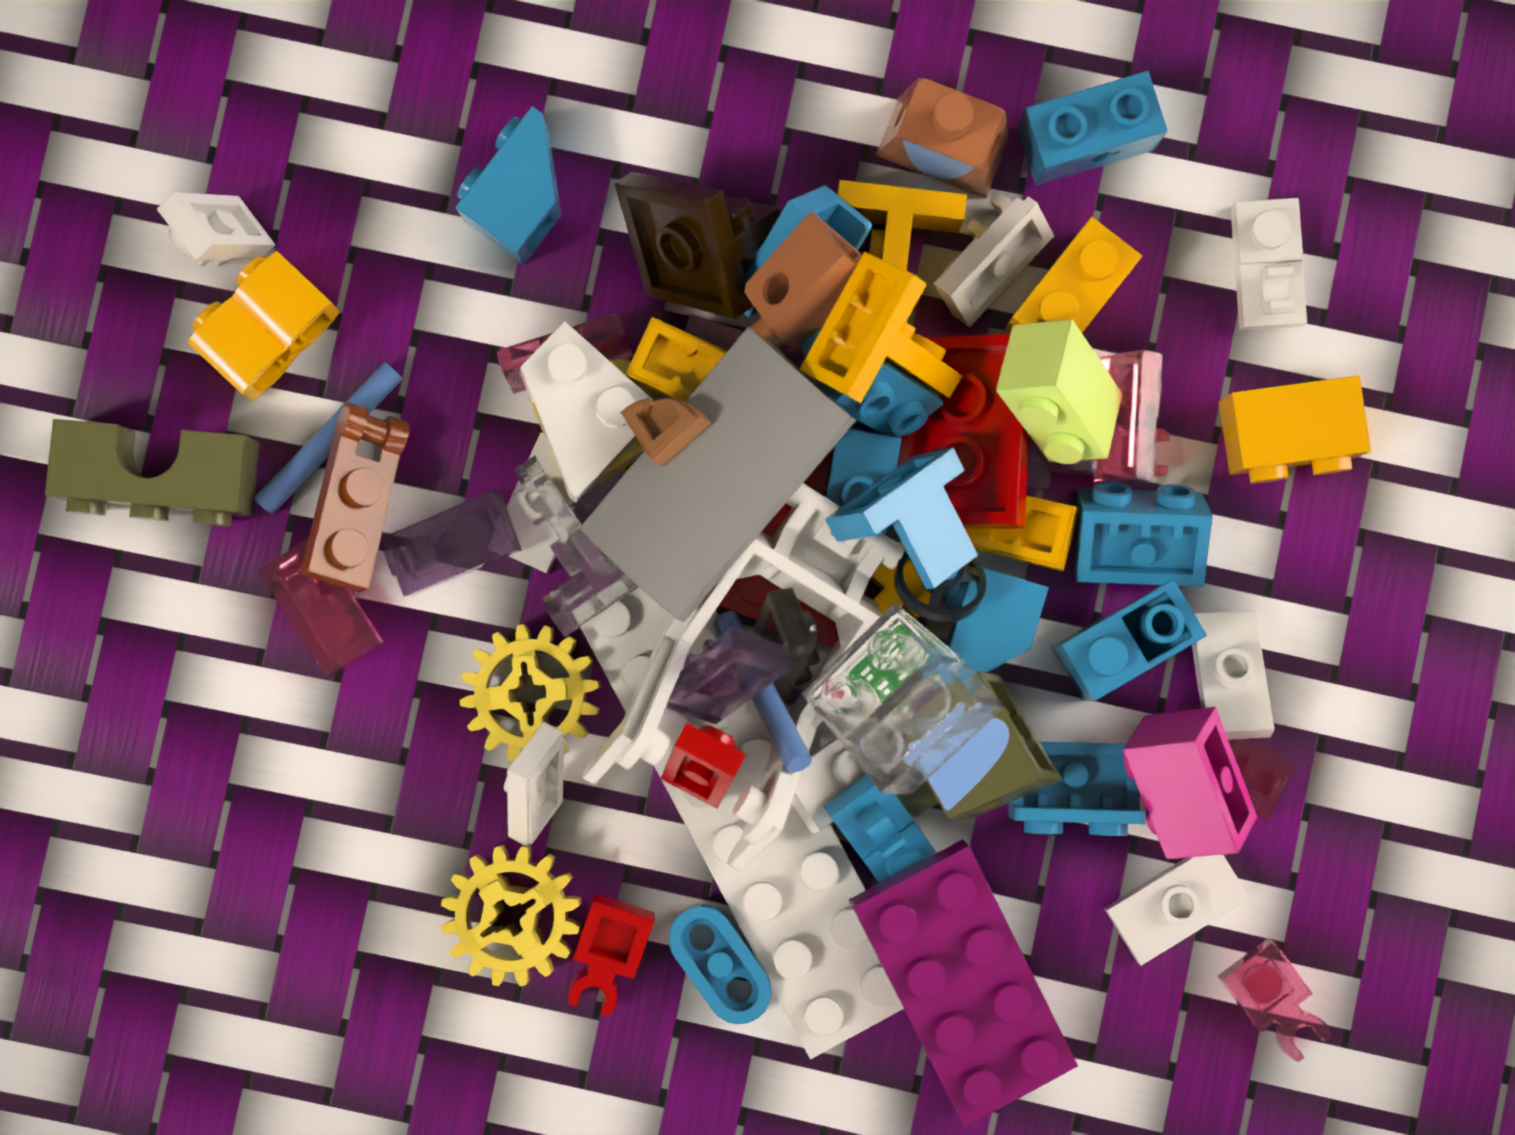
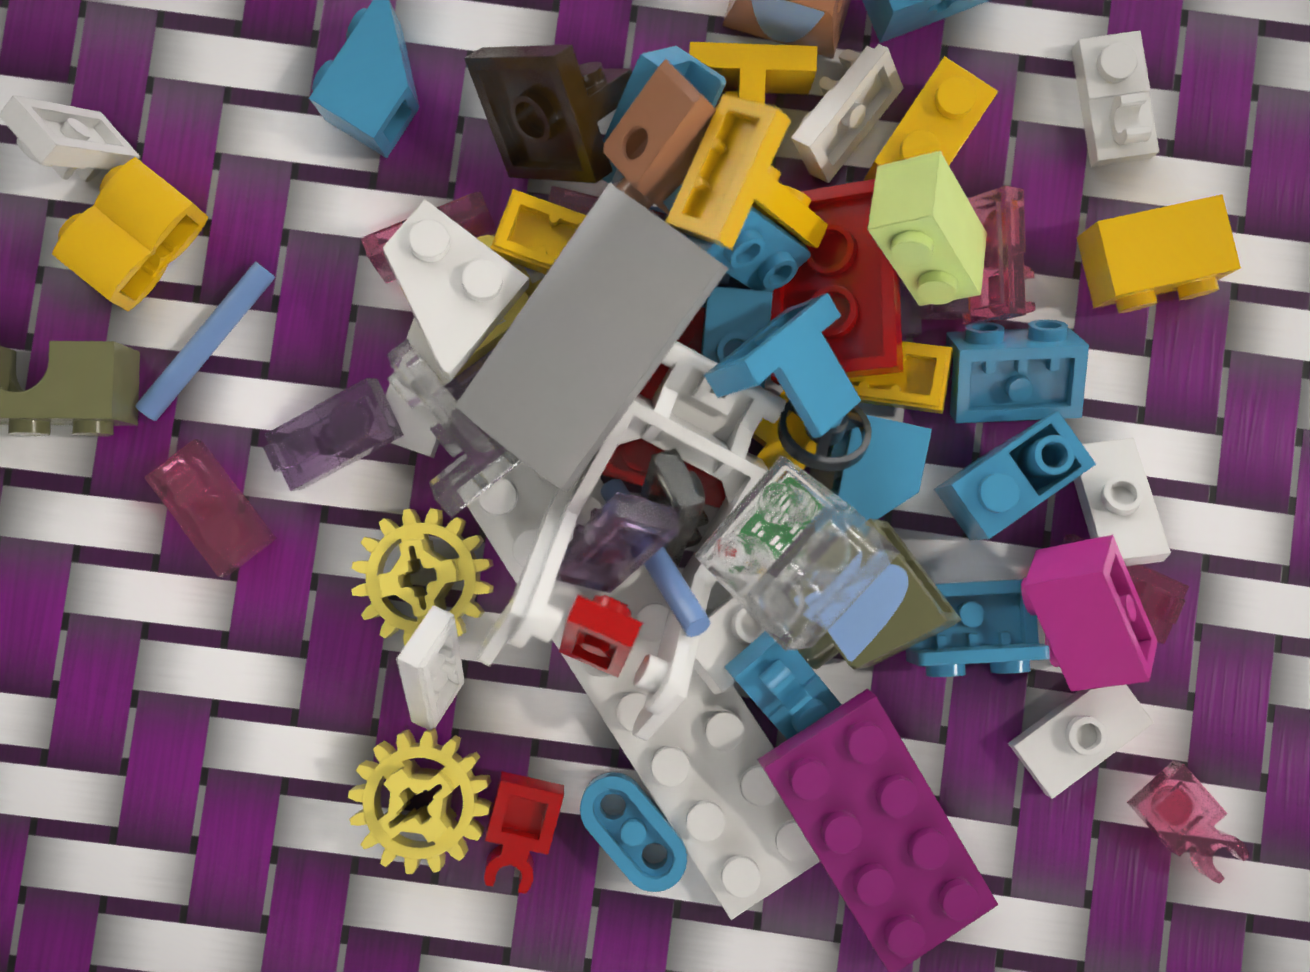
camera: 10 degrees left, 0 degrees up
(354, 499) = (231, 399): plate -> none
(664, 426) = (532, 291): medium nougat tile -> none

